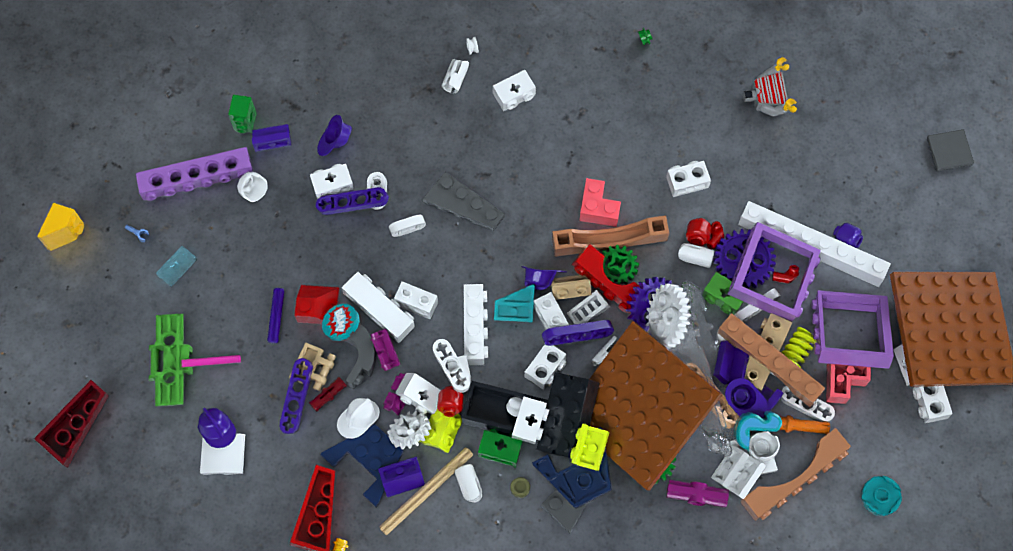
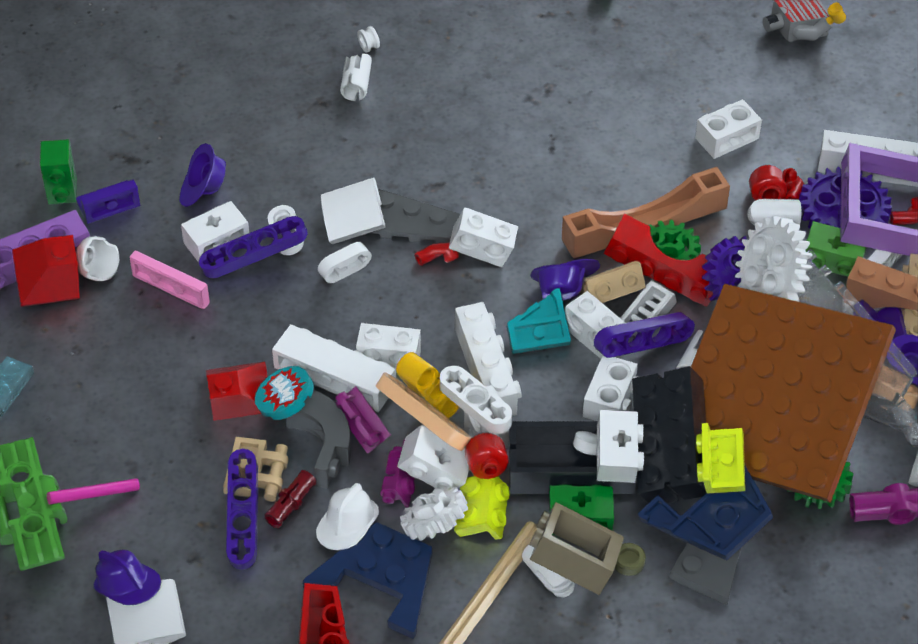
camera: 15 degrees left, 20 degrees down
(217, 190) = (47, 271): none -> red slope
(275, 316) = (178, 416): dark purple axle -> none
(293, 212) = (169, 280): none -> bright pink tile
(401, 477) = (443, 582): dark purple panel -> none
(419, 361) = (423, 411): none -> light nougat beam
(422, 186) = (352, 211): none -> white slope
(424, 338) = (425, 382): none -> yellow beam
(469, 229) = (435, 251): none -> red arm
(476, 490) = (570, 561): none -> dark tan window
(498, 231) = (483, 237): none -> white brick
(514, 90) = (445, 77): white brick -> none
(596, 209) = (614, 186): coral brick -> none

